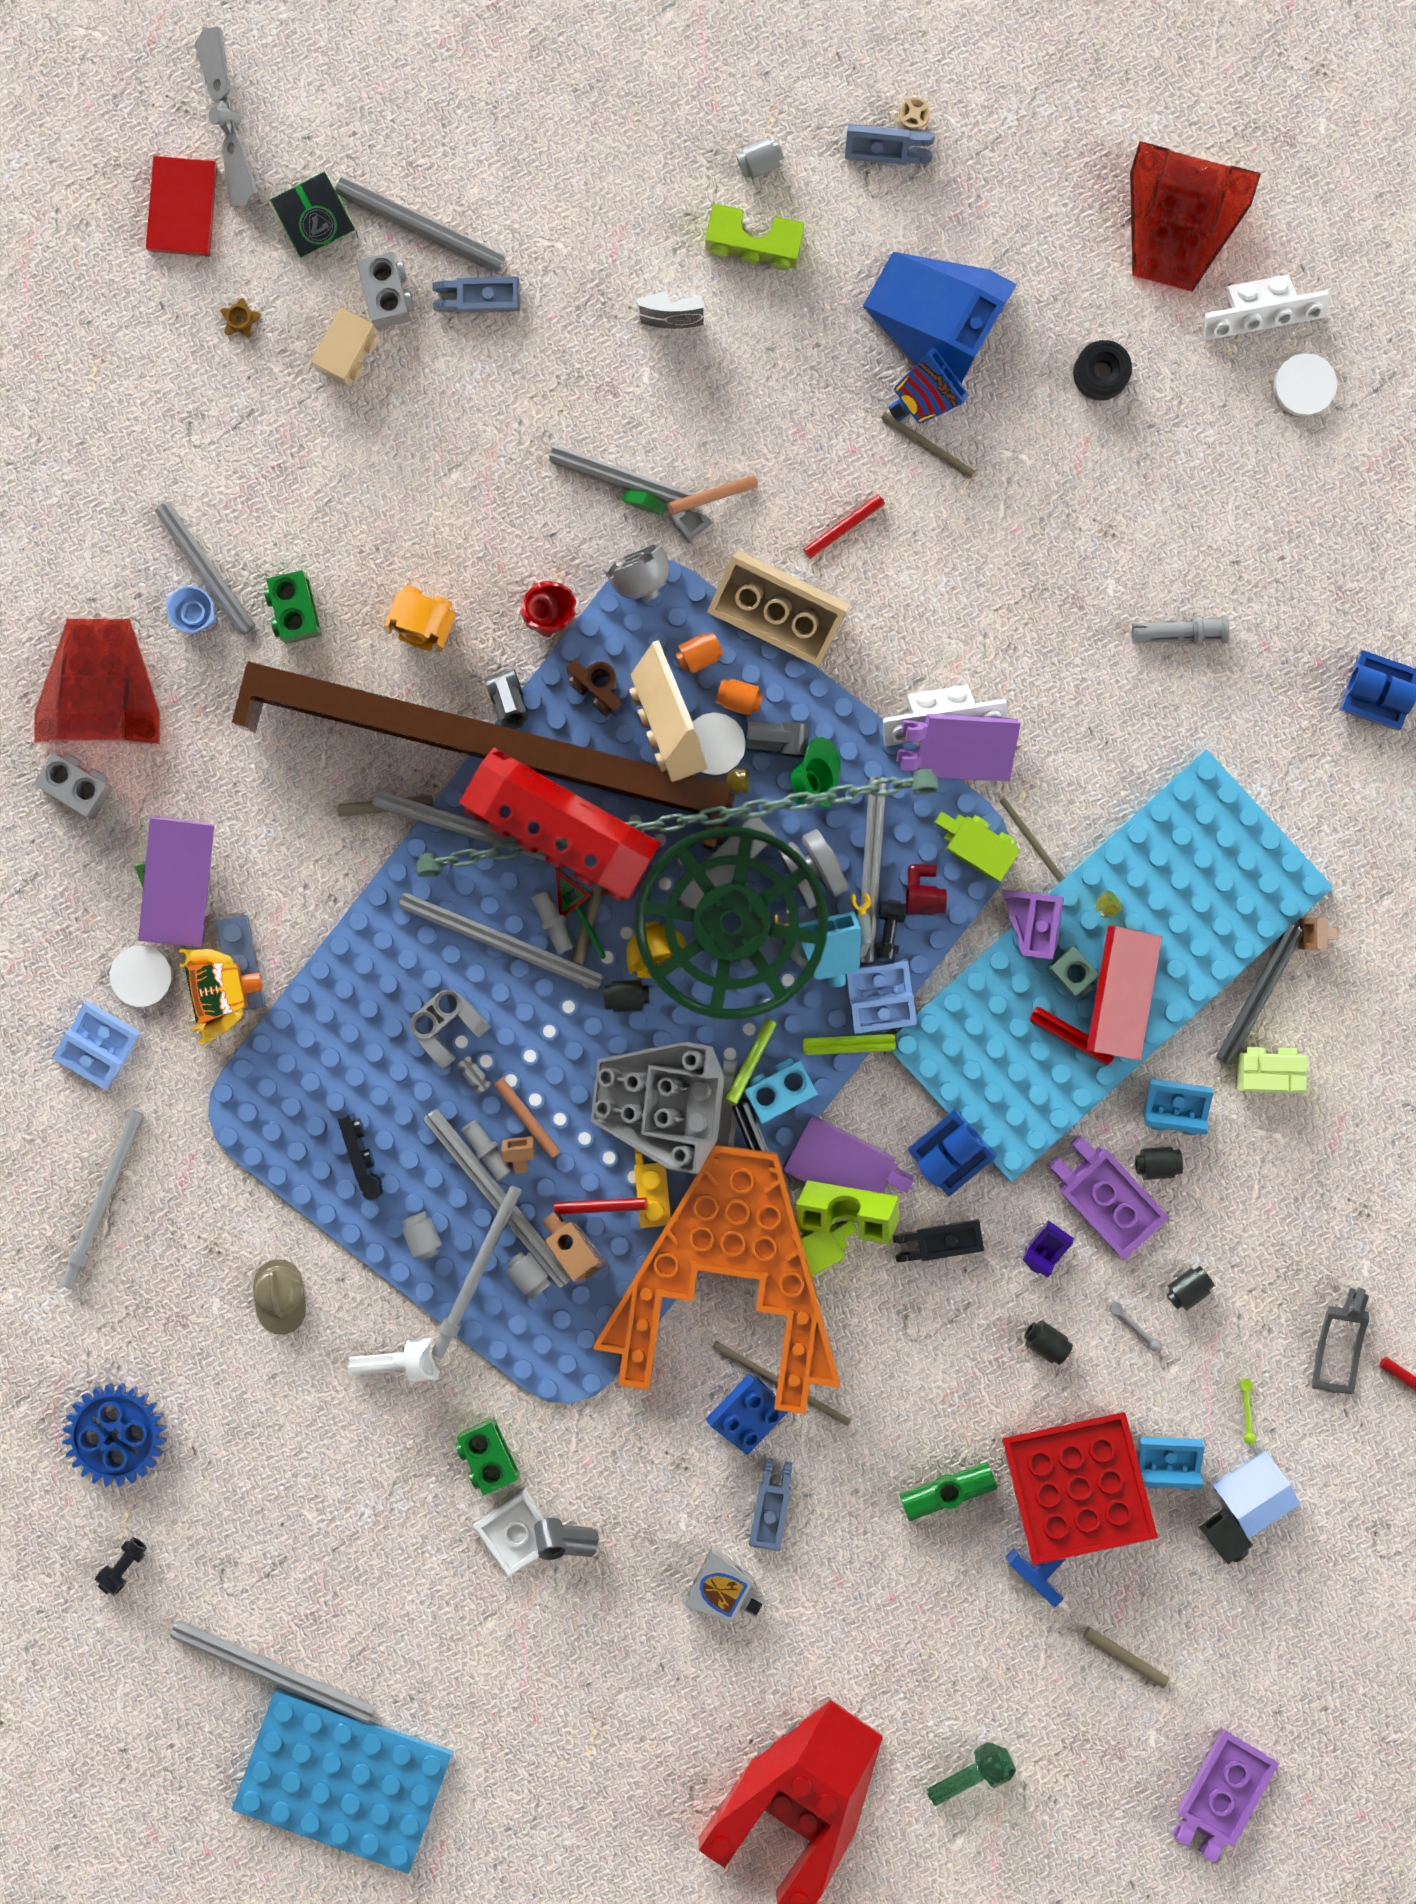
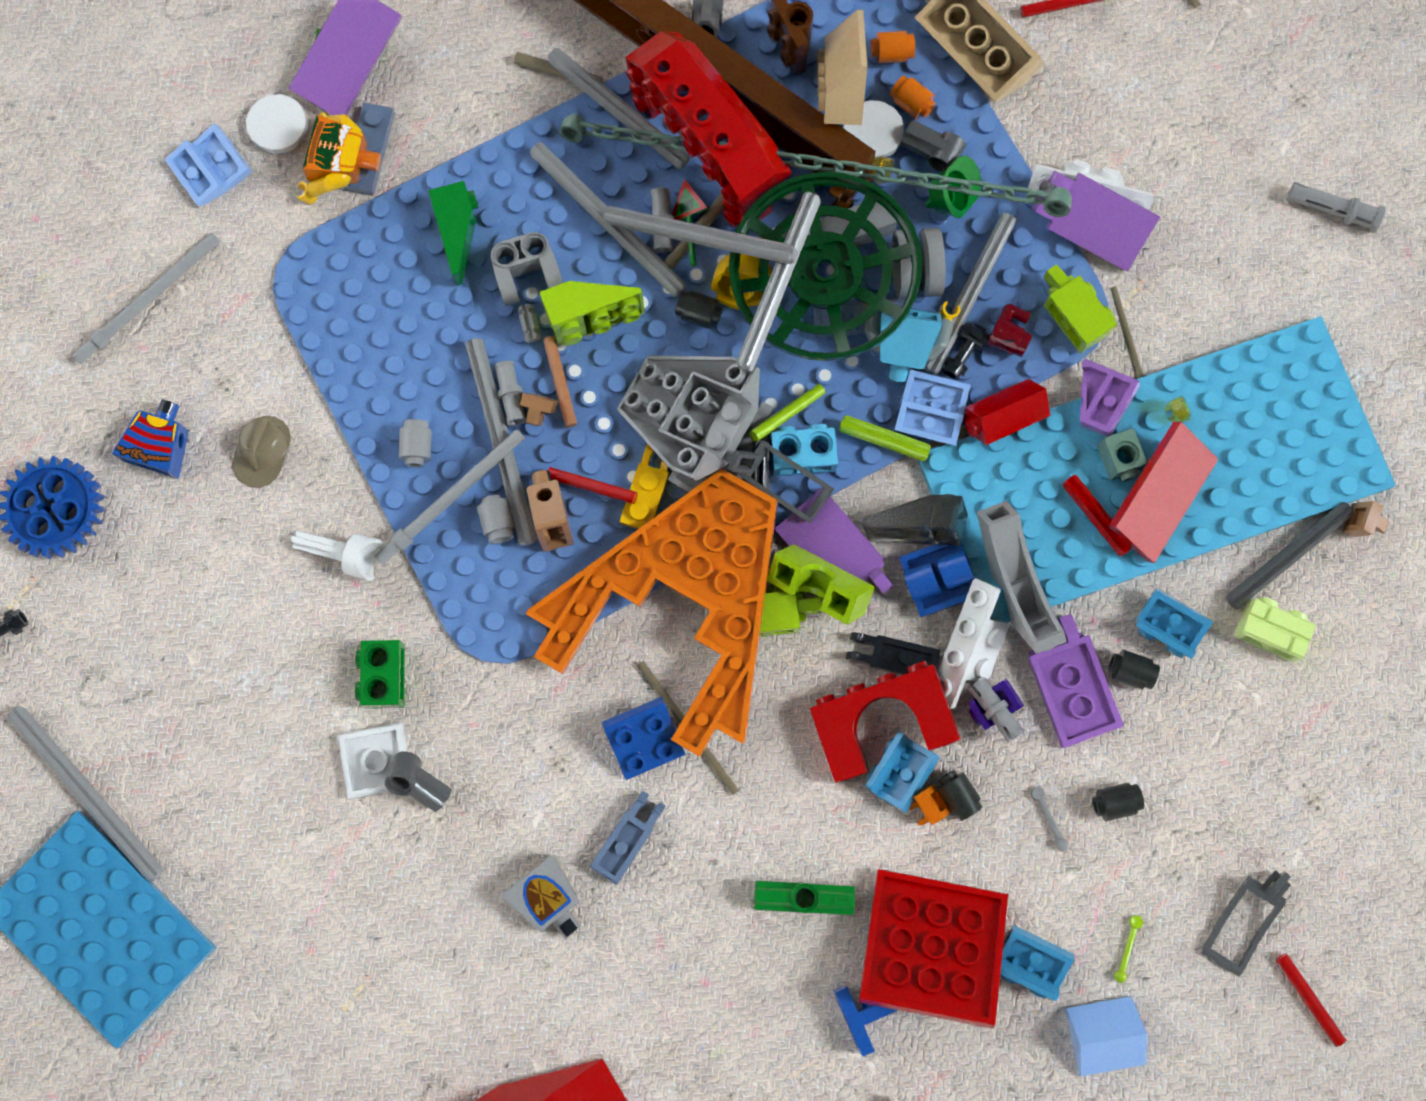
camera: 20 degrees right, 10 degrees down
(179, 1333) = (154, 441): none -> torso
(360, 1158) = (393, 352): black hinge -> none
(361, 1009) = (456, 223): none -> green slope
(513, 1051) = (589, 308): none -> lime slope
(601, 940) = (701, 235): none -> light grey axle
(695, 960) = (777, 284): none -> light grey axle
(739, 1126) = (753, 459): none -> dark grey sword
(917, 1110) = (921, 521): none -> clear smoke slope
(951, 973) = (1007, 411): none -> red brick
(974, 1271) = (839, 717): none -> red arch
(988, 1344) = (901, 772): none -> dark azure bracket
(1005, 1206) = (973, 641): none -> white bracket
(1025, 1135) = (1016, 576): none -> light grey arch
(1026, 1363) = (931, 805): none -> orange tile
(1050, 1256) = (996, 710): none -> light grey pin
(1226, 1537) = (1061, 1063): pearl dark grey brick -> none

